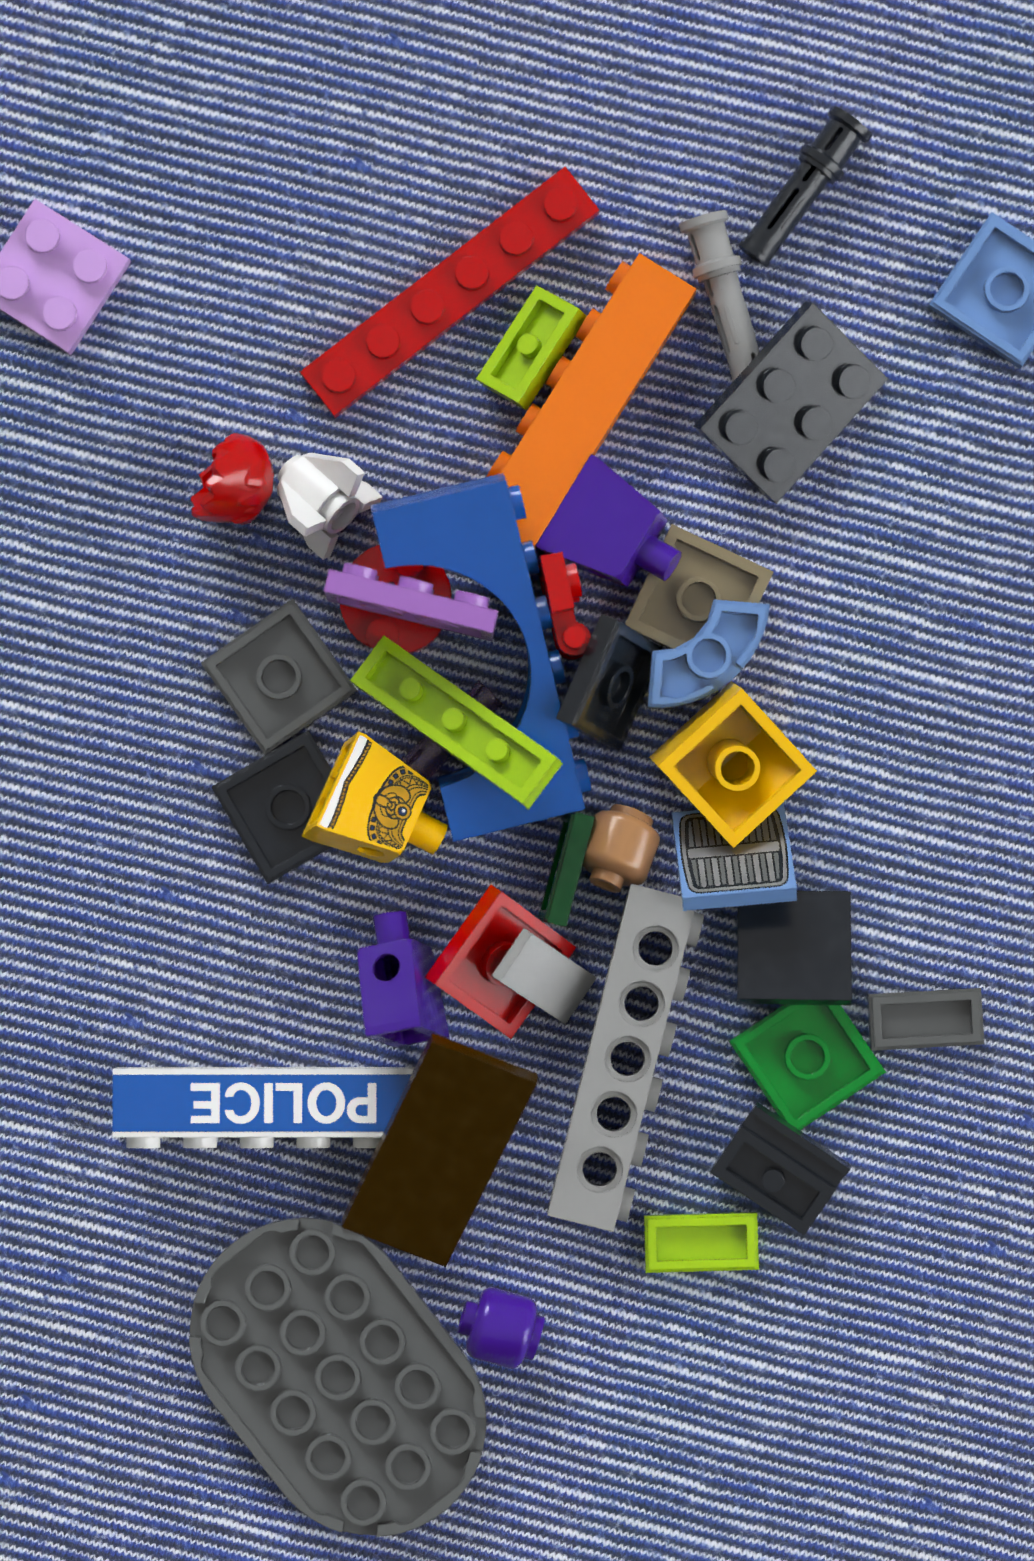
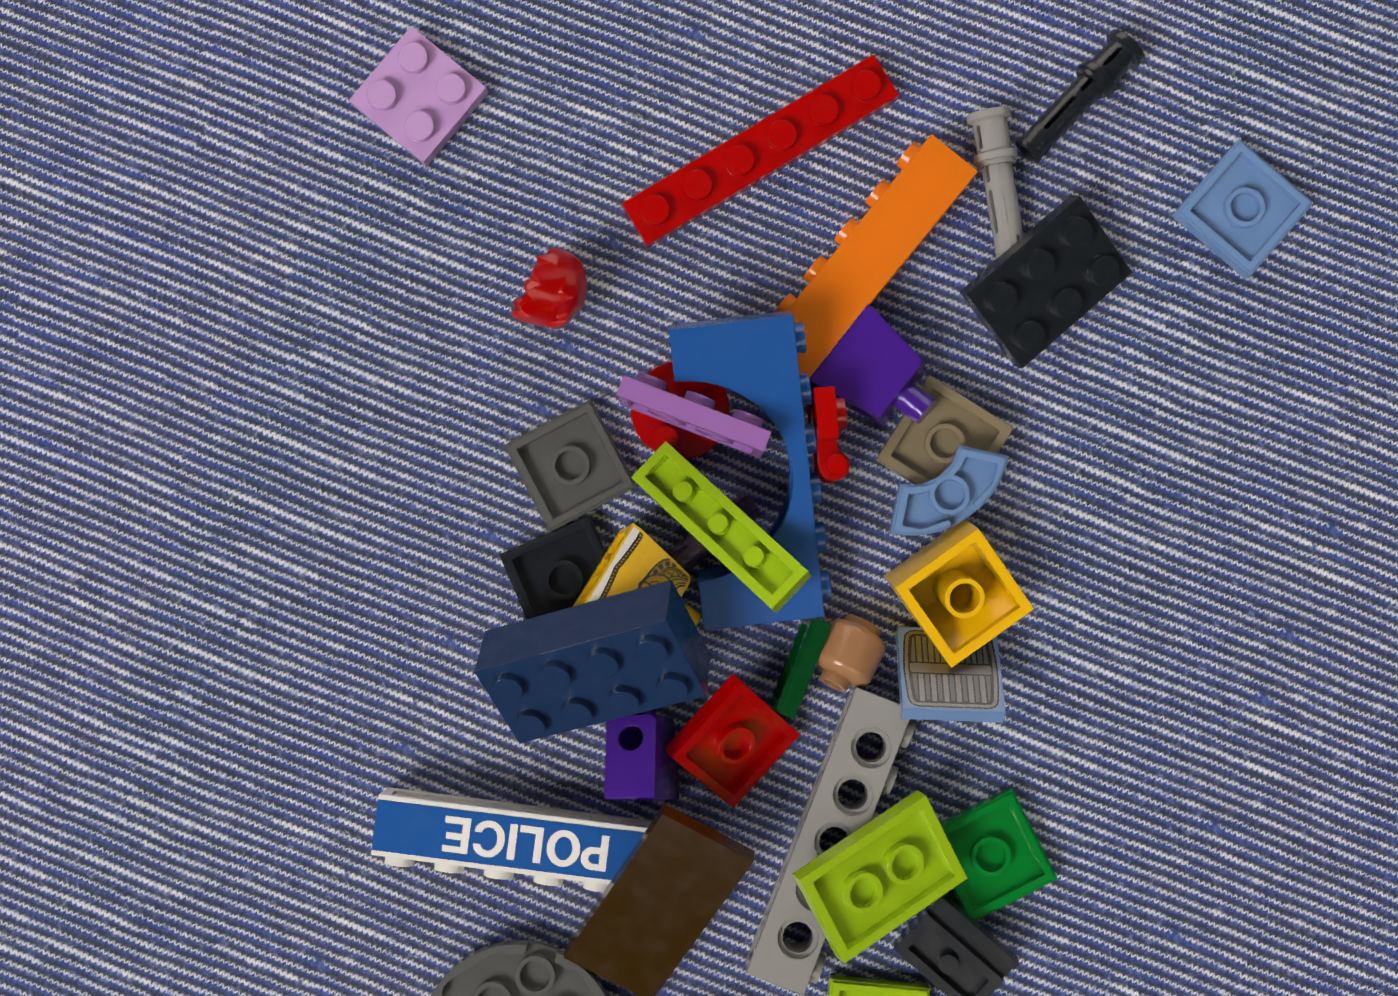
camera: 15 degrees right, 0 degrees up
(323, 497) = (627, 314): white brick -> none
(335, 890) = (594, 662): none -> dark blue brick
(531, 347) = (825, 206): lime plate -> none
(544, 976) = (769, 759): light grey slope -> none
(609, 683) = (858, 507): black tile -> none
(681, 1087) = (880, 876): none -> lime plate
(796, 950) = (993, 764): black tile -> none
(925, 1019) = (1097, 835): dark grey tile -> none

